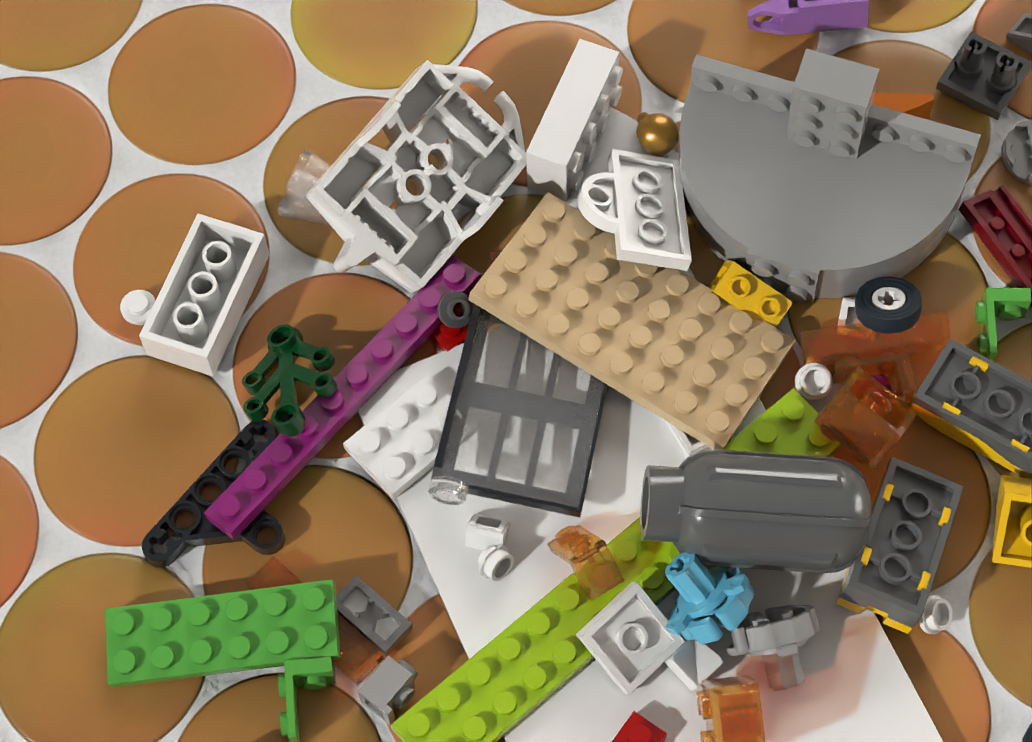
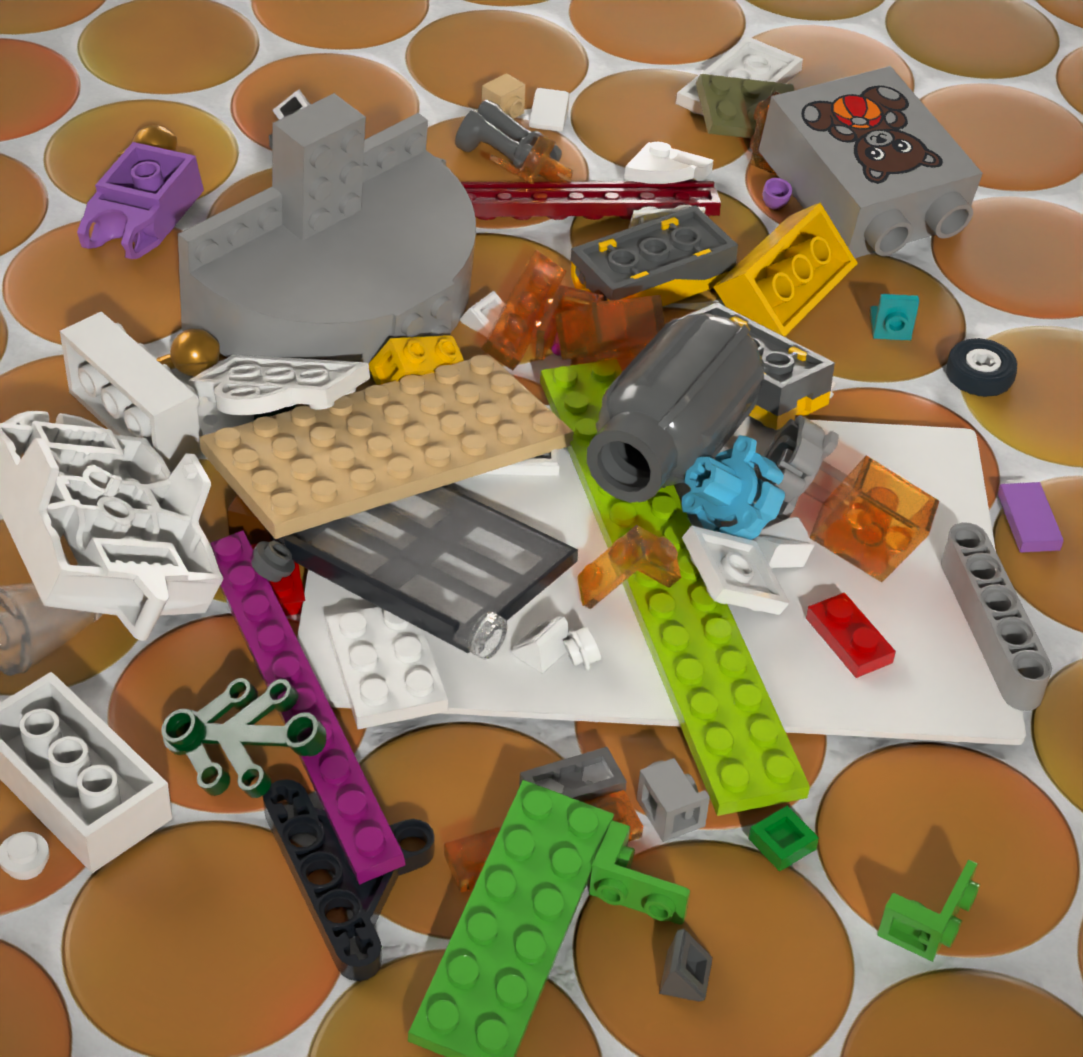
camera: 70 degrees left, 20 degrees down
(813, 381) = (534, 360): white plate -> none
(903, 309) = (505, 276): black bush -> none
(1002, 303) = (552, 235): bright green bracket -> none

